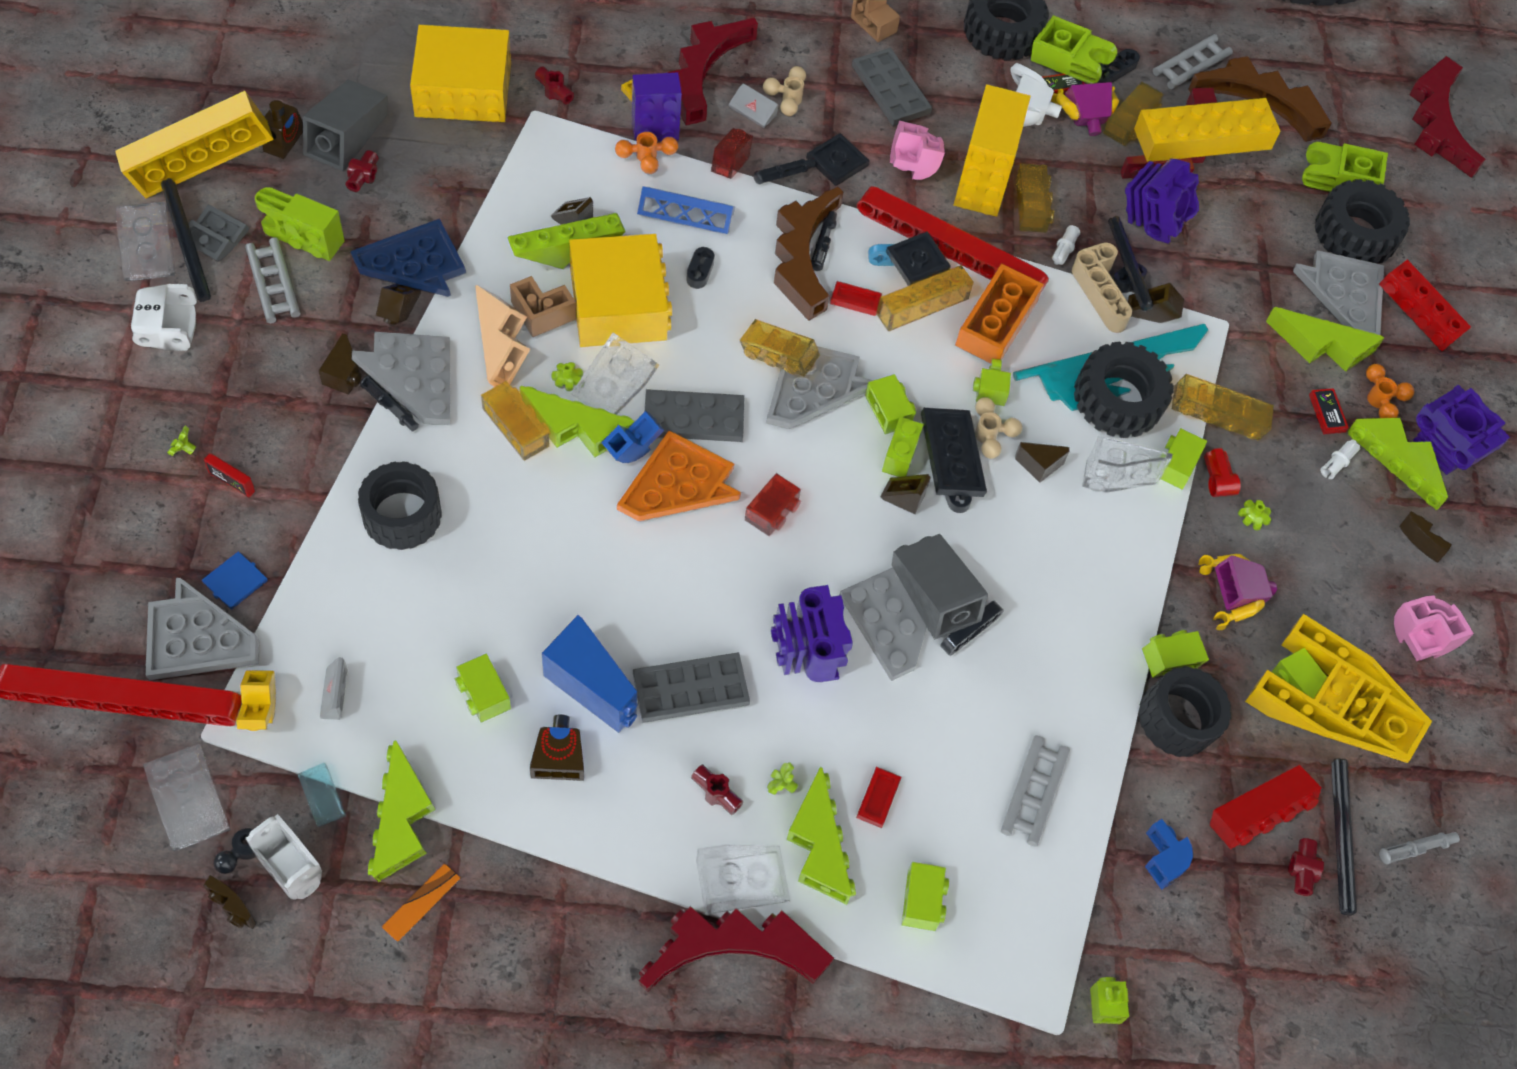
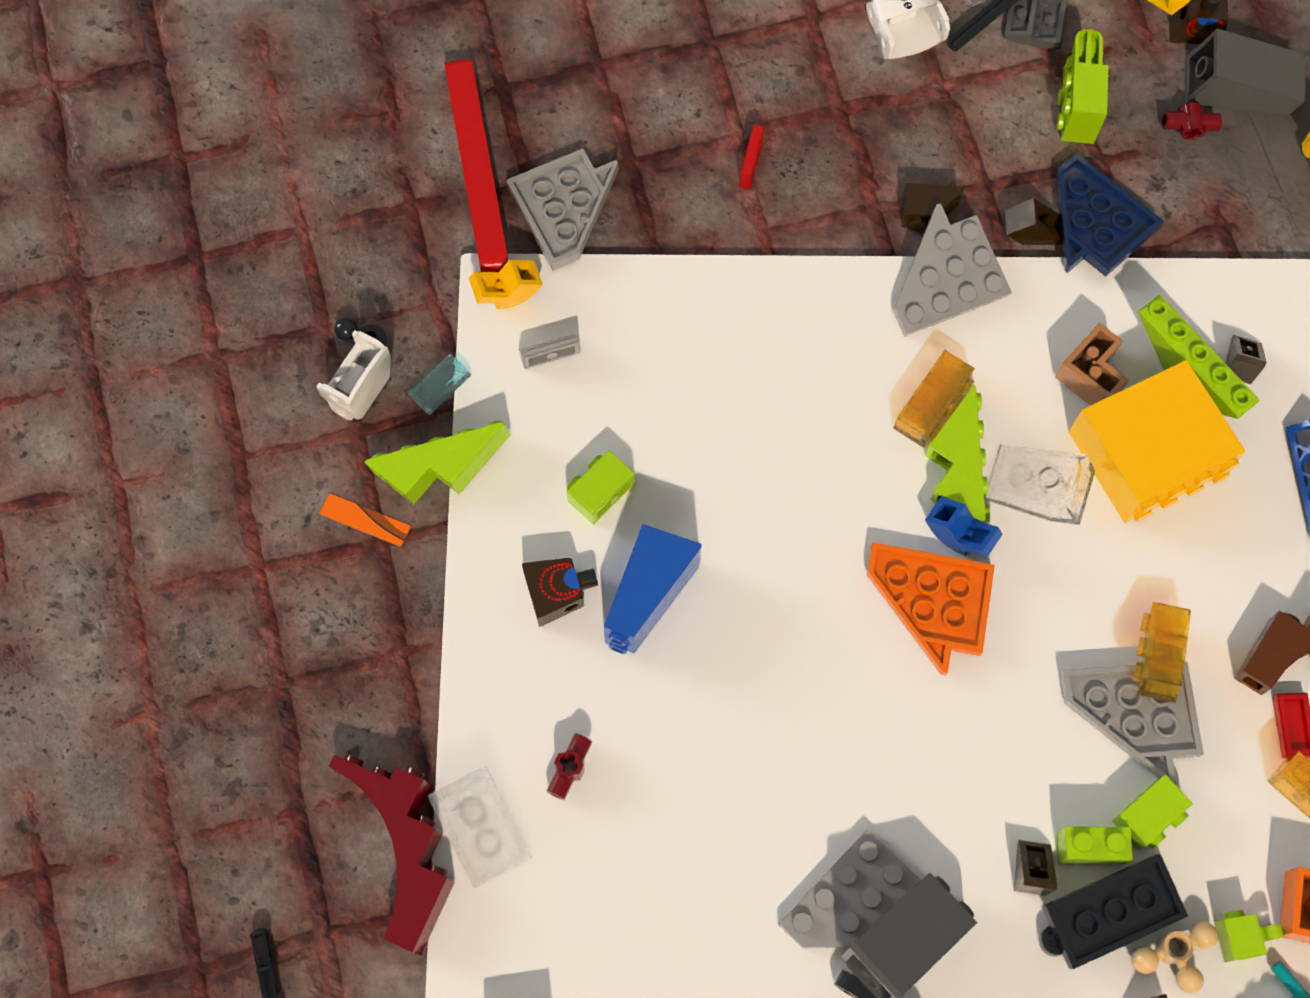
camera: 80 degrees right, 10 degrees up
(182, 443) = (770, 100): lime plant -> none
(186, 797) = (398, 268): clear slope -> none
(234, 580) = (641, 213): blue piece -> none
(234, 907) = (306, 354): dark brown slope -> none
(265, 291) = (1005, 112): light grey bar -> none
(388, 402) = (901, 268): black piece -> none
(396, 479) = (782, 293): black tyre -> none
(499, 330) = (1045, 336): light nougat slope -> none
(566, 375) = (1021, 431): lime plant -> none
(691, 687) = (681, 699): dark grey plate -> none
(695, 266) = (1244, 518): black beam -> none
(697, 414) = (1034, 589): dark grey plate -> none
(773, 504) = (947, 715): clear red brick -> none
(782, 779) = (605, 834): lime plant -> none
(812, 635) = (787, 810): dark purple piece -> none
(817, 832) = (559, 889): lime slope -> none
(878, 797) = (625, 951): red tile -> none

